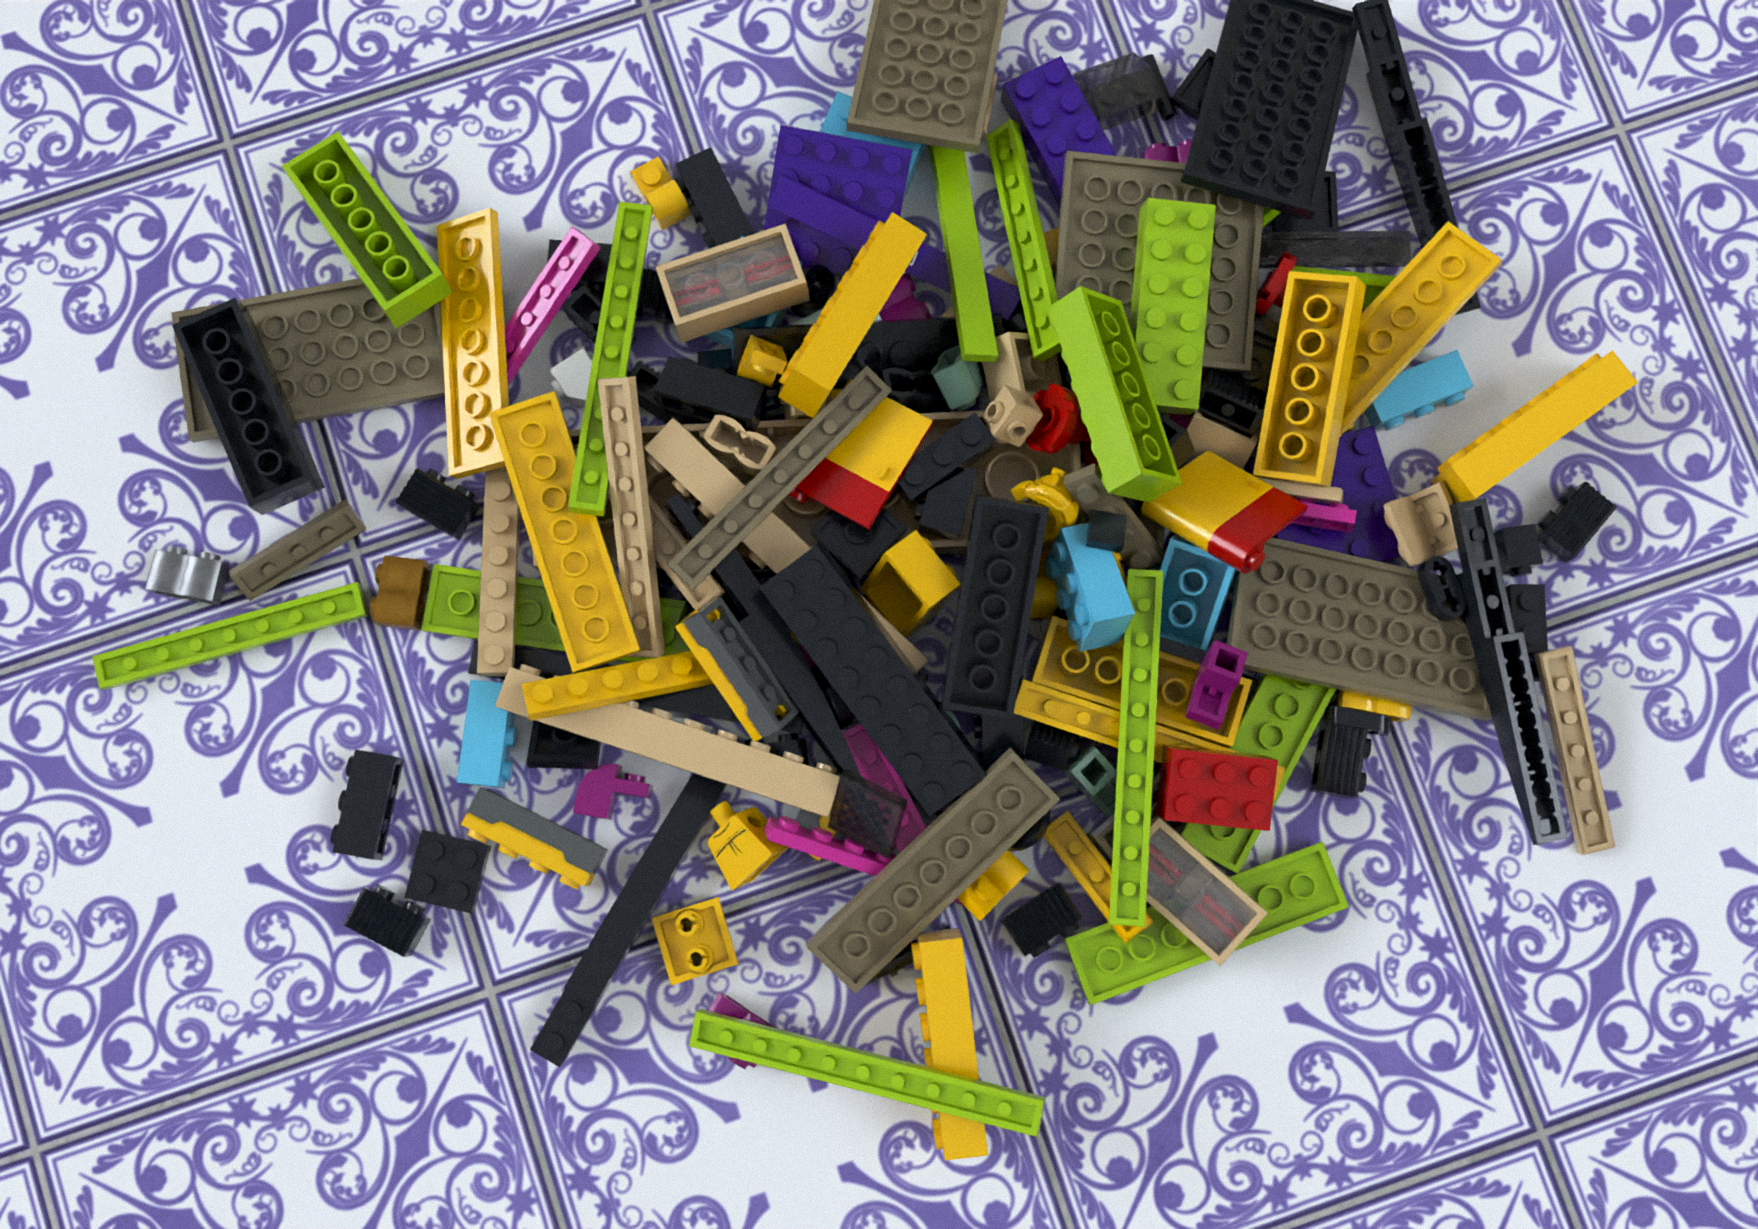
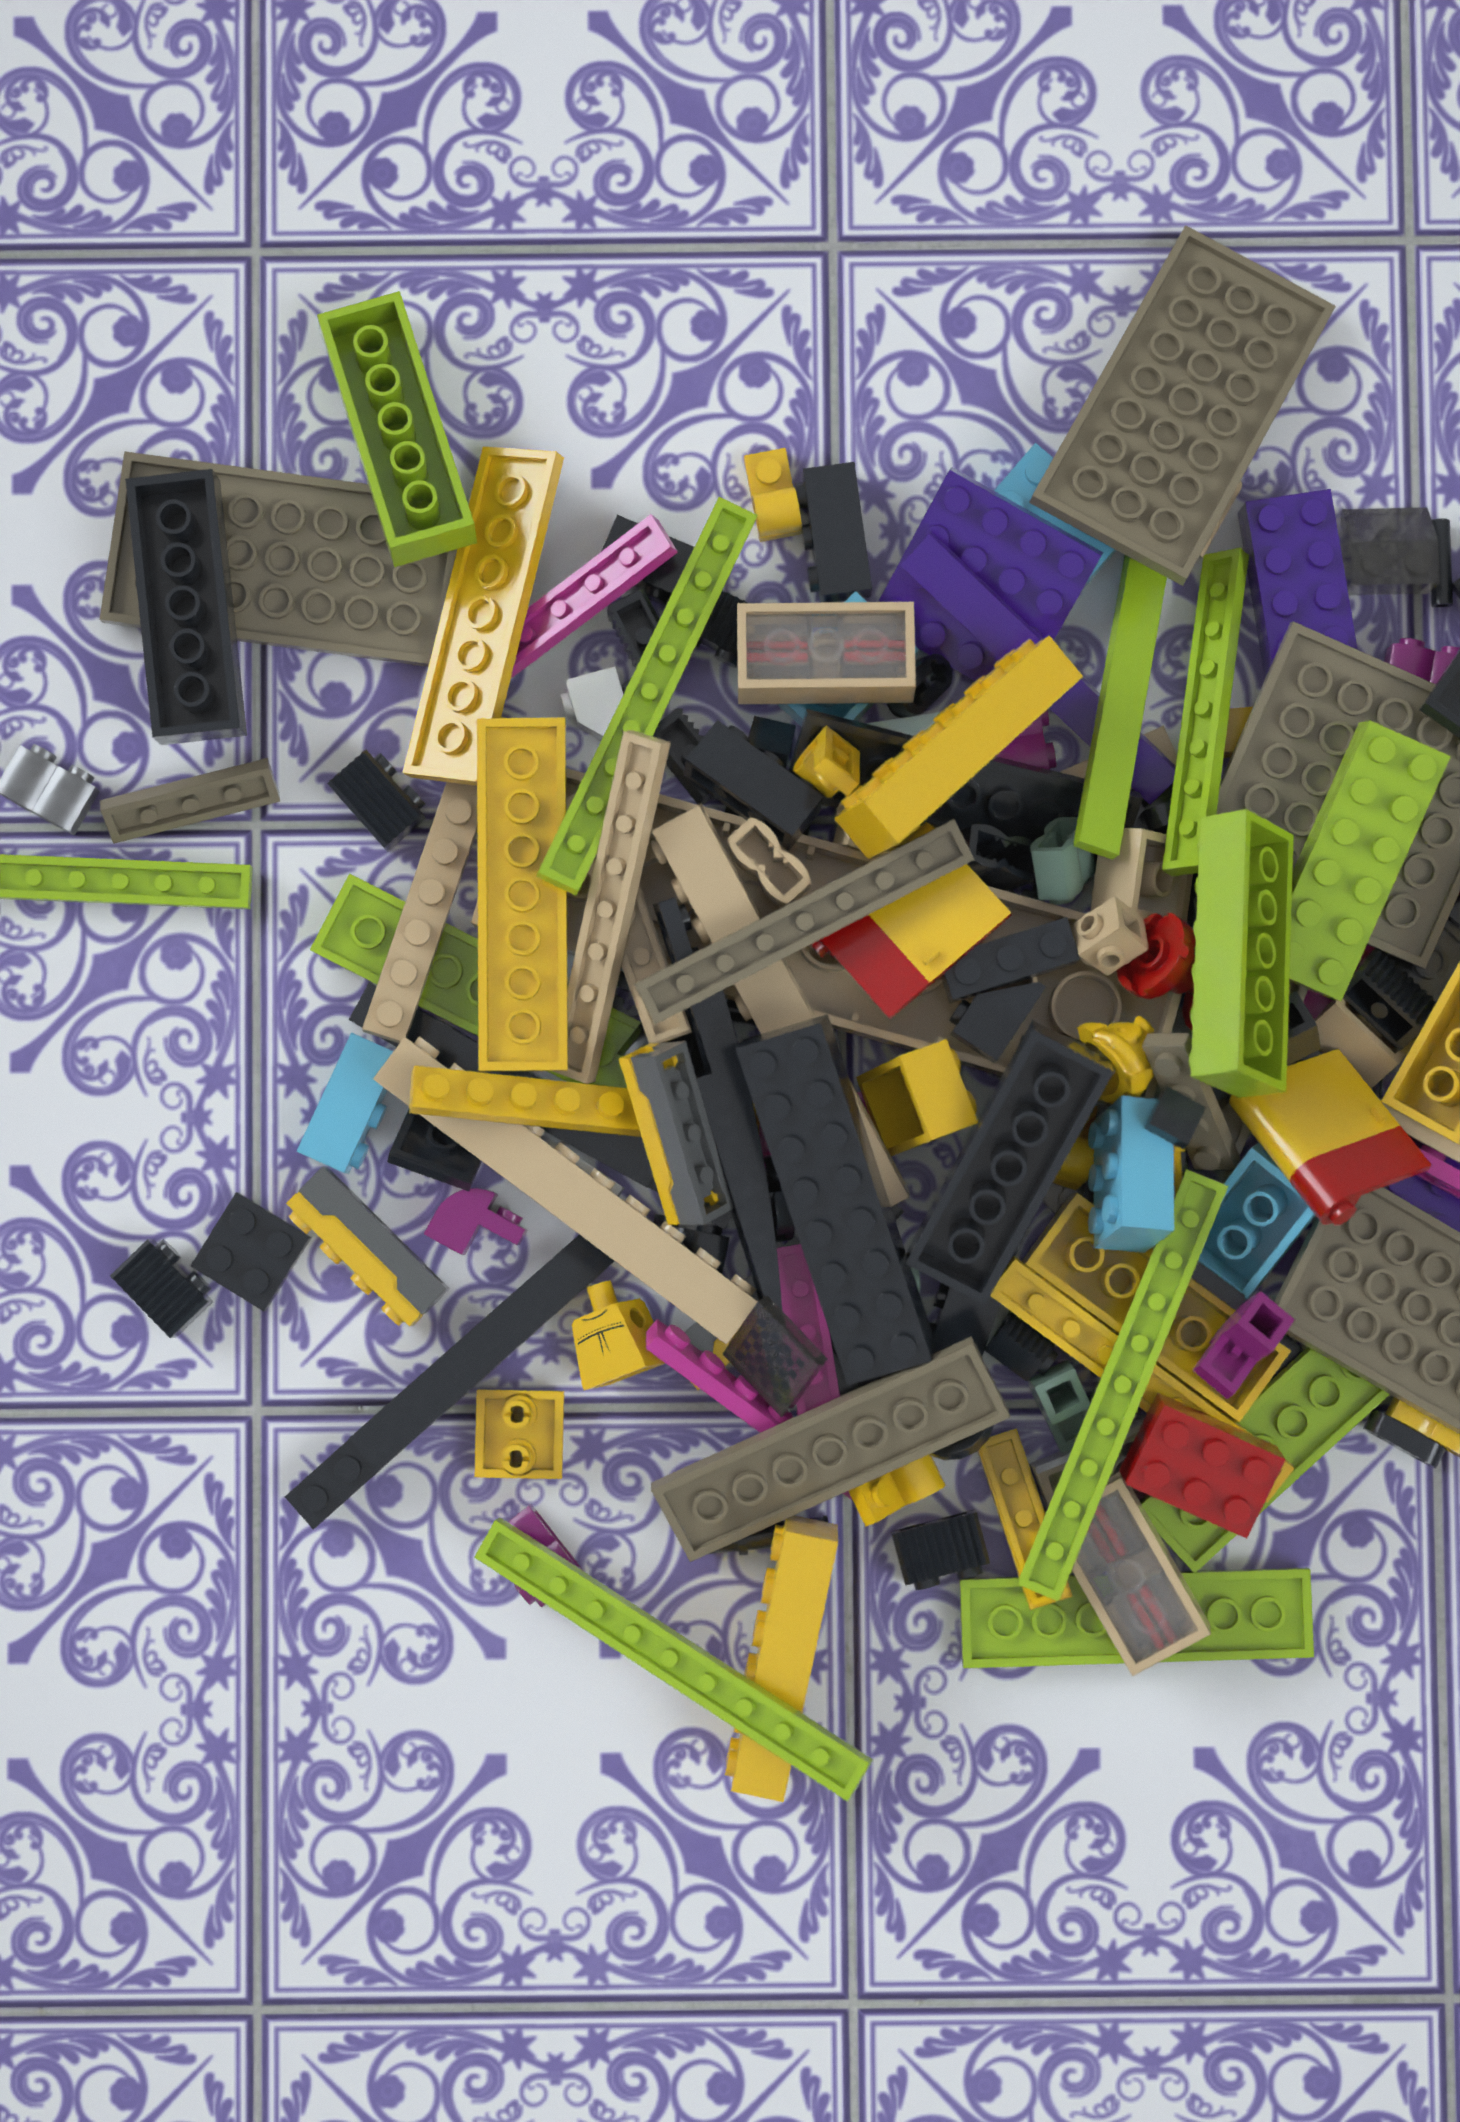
camera: 20 degrees right, 5 degrees up
(367, 805) = (179, 1140): black brick -> none
(400, 593) = (298, 896): pearl gold brick -> none
(855, 545) = (864, 1026): black tile -> none
(1340, 760) = (1366, 1479): black brick -> none

